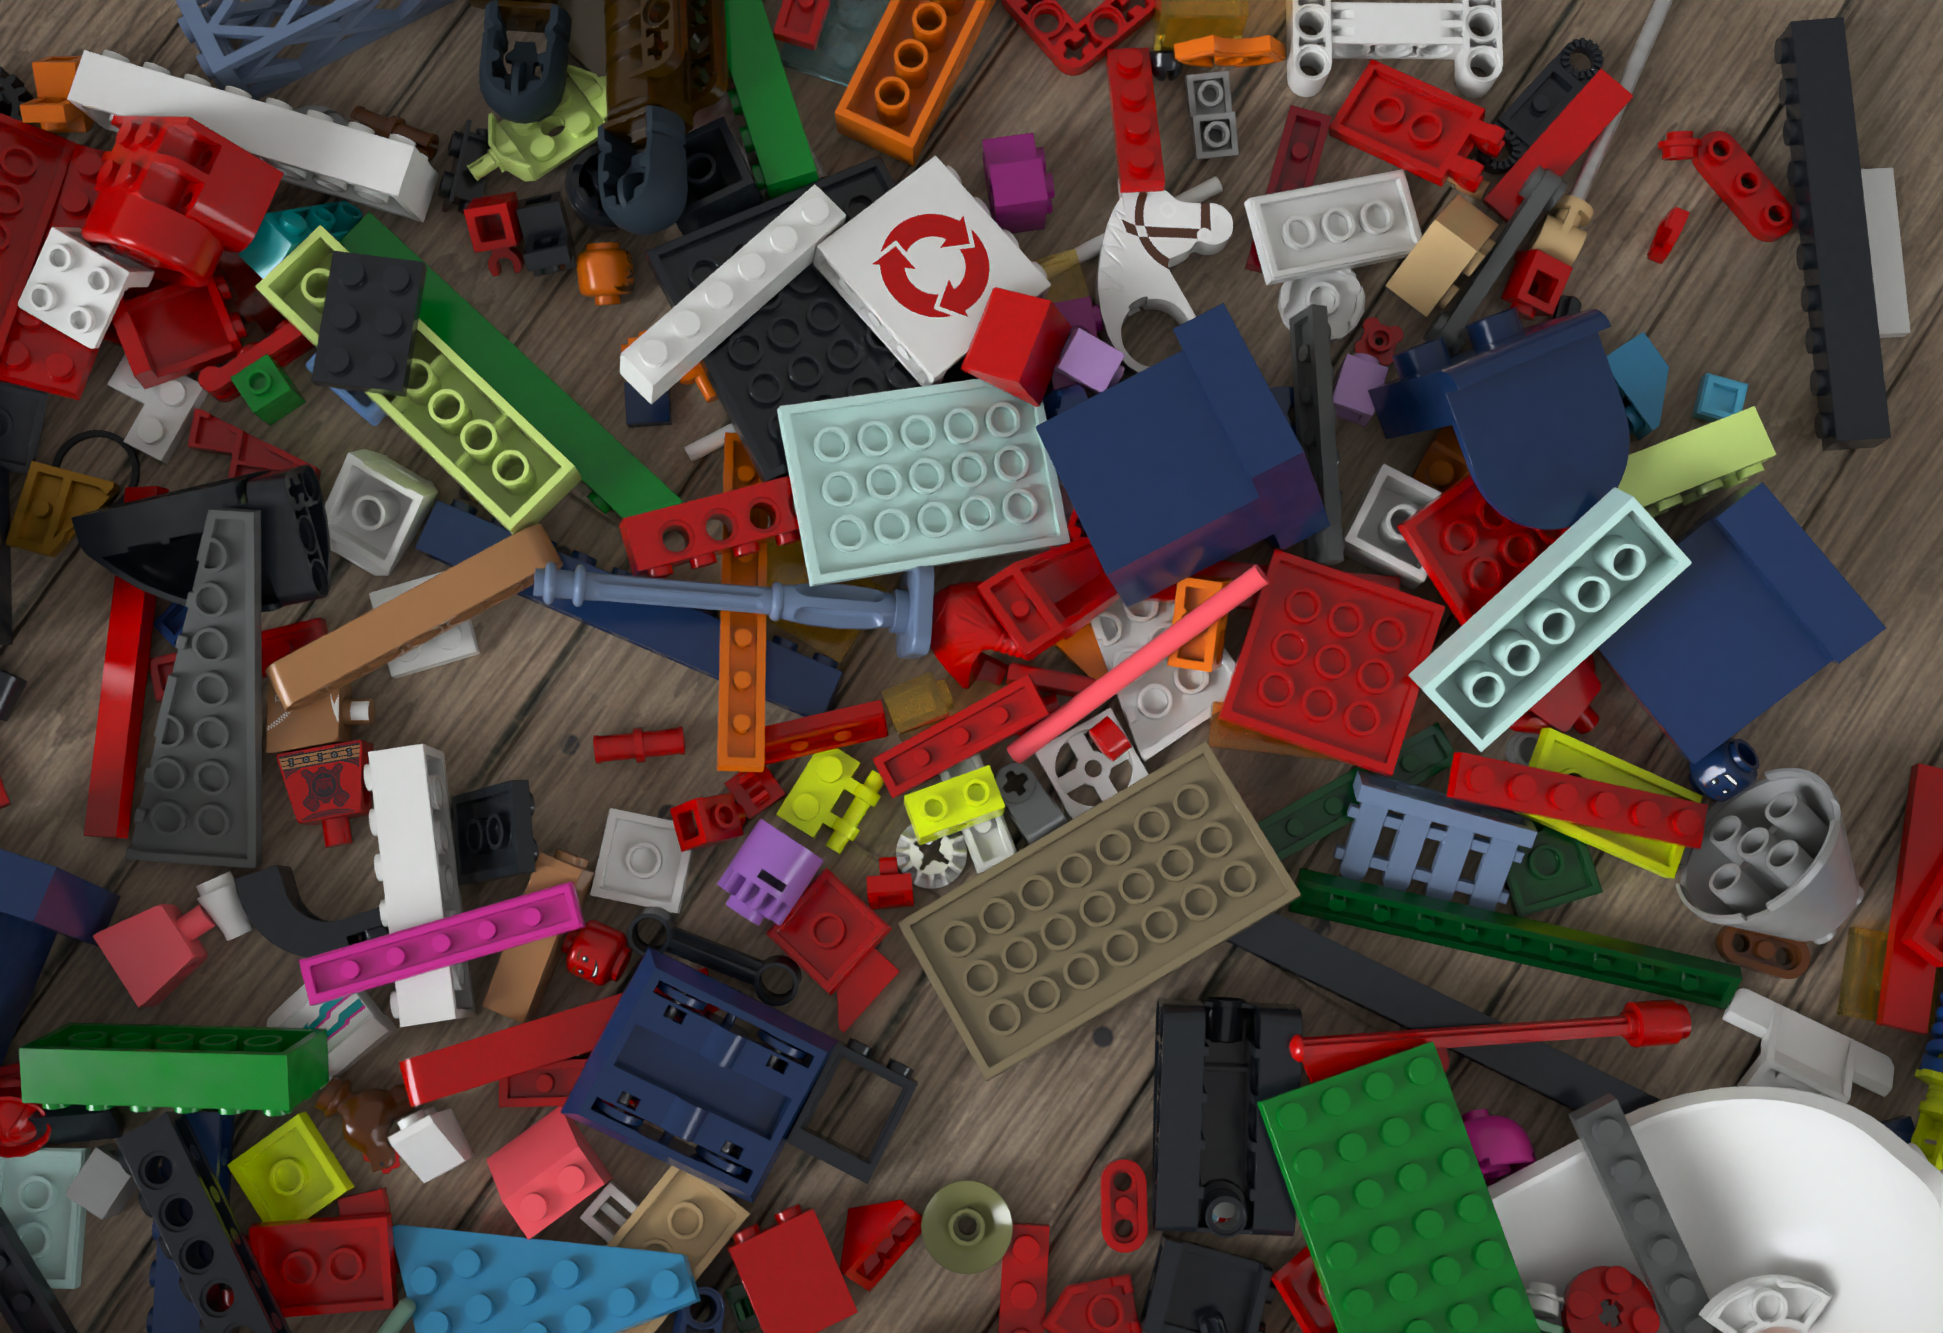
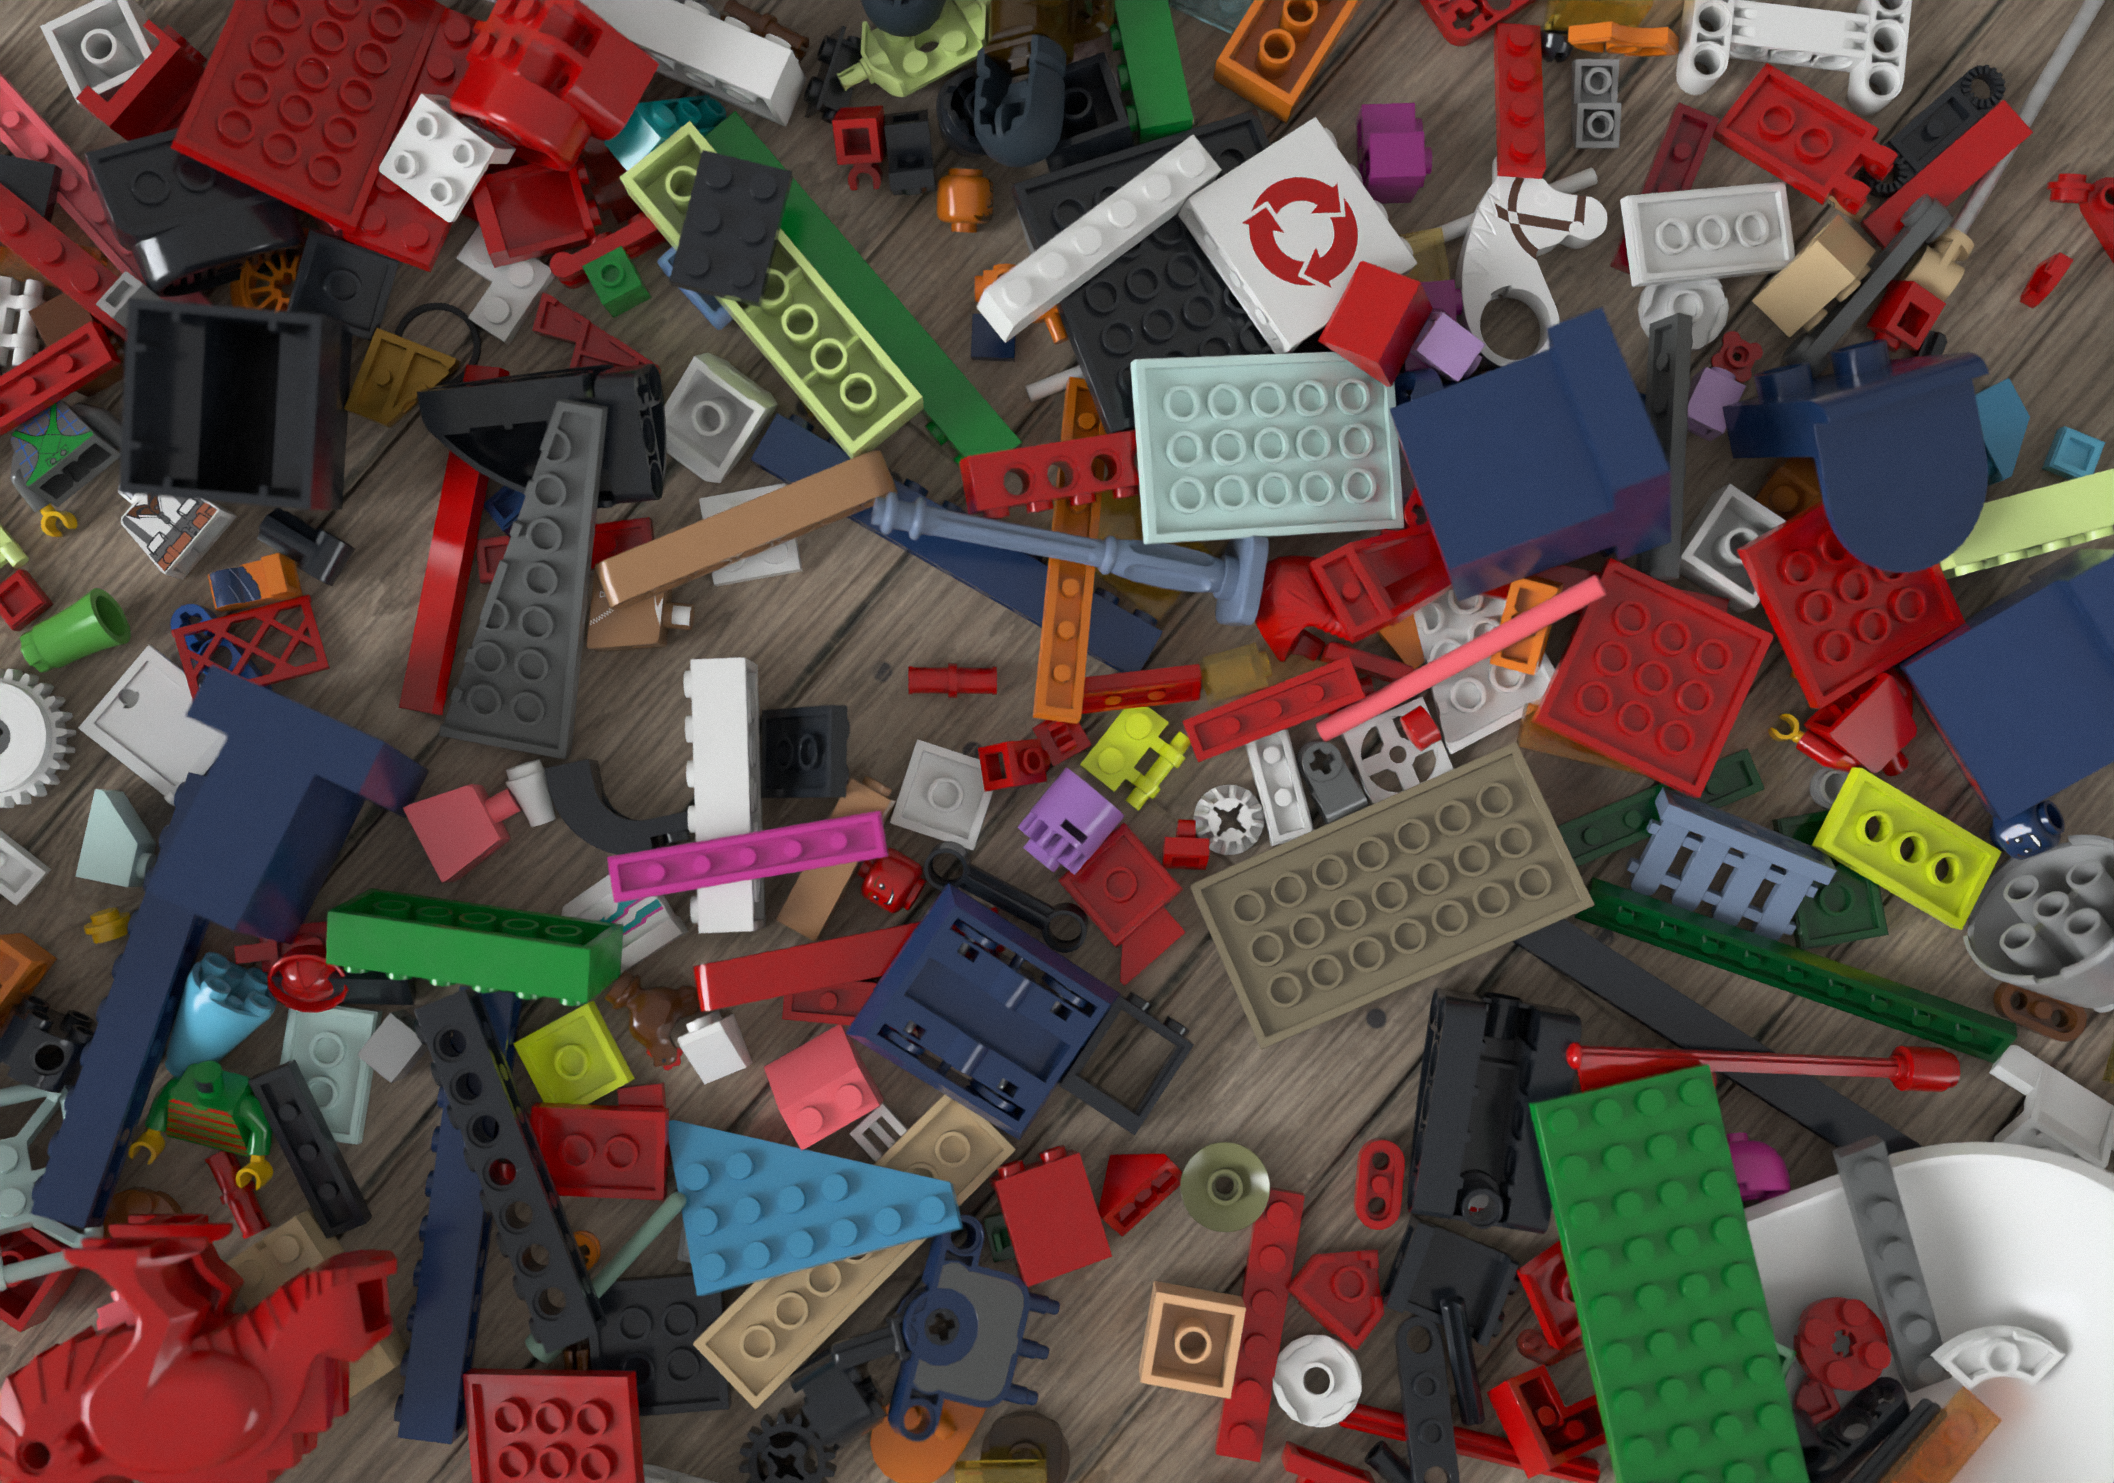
camera: 10 degrees right, 5 degrees up
(328, 787) = (644, 687): torso -> none
(954, 805) = (1260, 776): neon yellow brick -> none
(1544, 1300) = (1782, 1323): white plate -> none
(1550, 617) = (1883, 660): light aqua brick -> none
(1576, 800) = (1878, 843): red plate -> none

